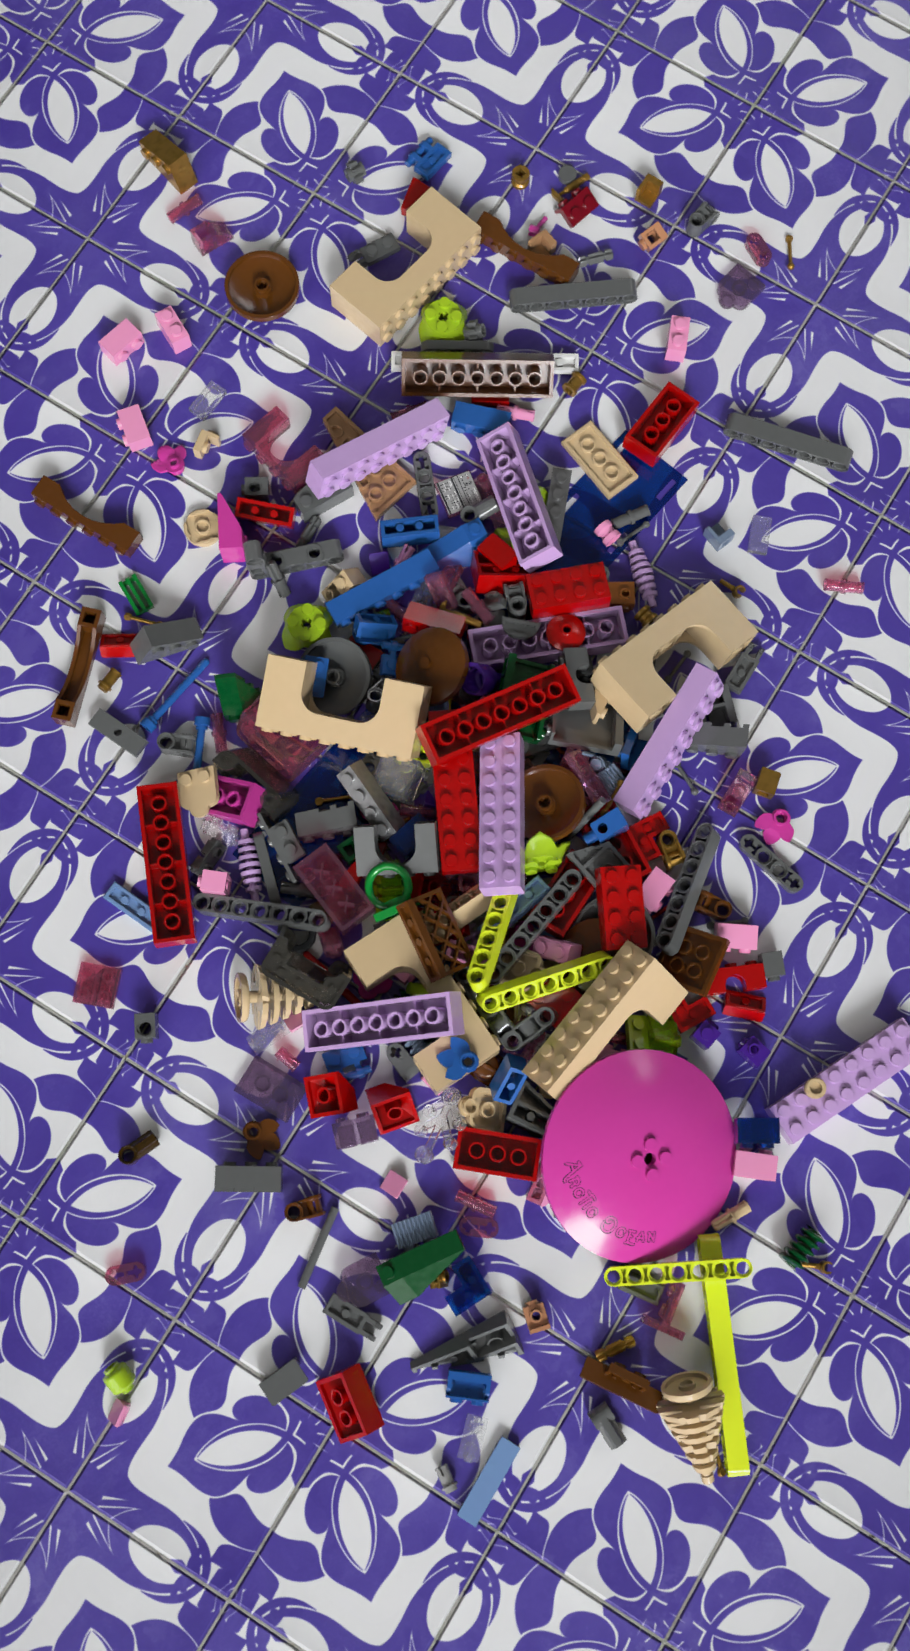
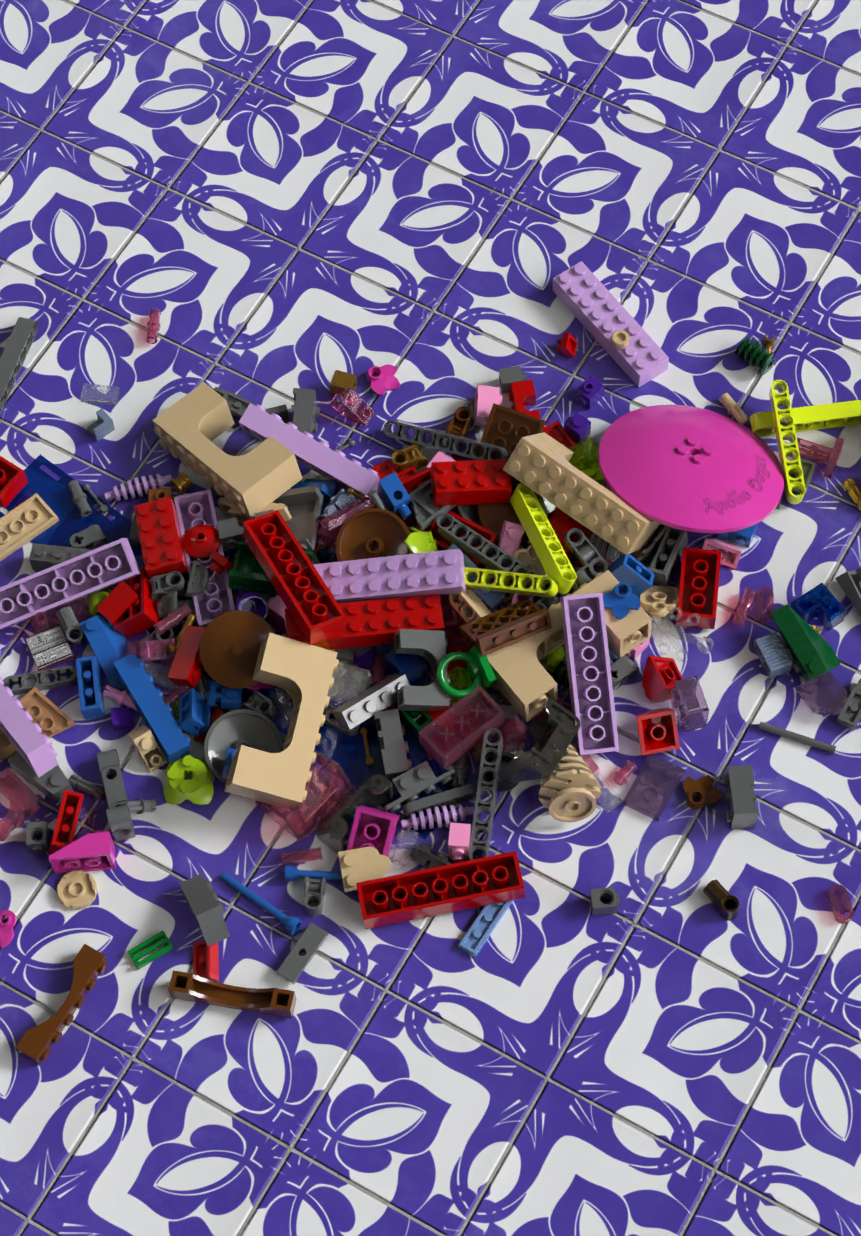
camera: 85 degrees left, 15 degrees down
(97, 985) = (564, 954): clear pink tile -> none
(109, 680) = (245, 967): pearl gold pin -> none
(128, 617) = (174, 956): pearl gold hinge -> none
(235, 695) = (270, 835): dark green wedge -> none
(306, 1208) = (762, 746): reddish brown piece -> none
(341, 1058) = (624, 728): blue plate -> none
(393, 1184) = (733, 675): bright pink slope -> none
(535, 1325) = (838, 555): nougat brick -> none
(536, 650) = (221, 562): none -> red tile
(580, 528) = (89, 538): none -> dark grey piece
(607, 532) = (96, 516): bright pink wheel -> none
(734, 589) = (155, 412): pearl gold hand -> none
(744, 1006) = (549, 401): red slope -> none
(755, 1165) = (688, 389): bright pink brick -> none
(756, 1131) = (661, 382): clear blue brick -> none
(768, 866) = (419, 383): dark grey beam -> none
(817, 1031) = (567, 345): none -> red tile

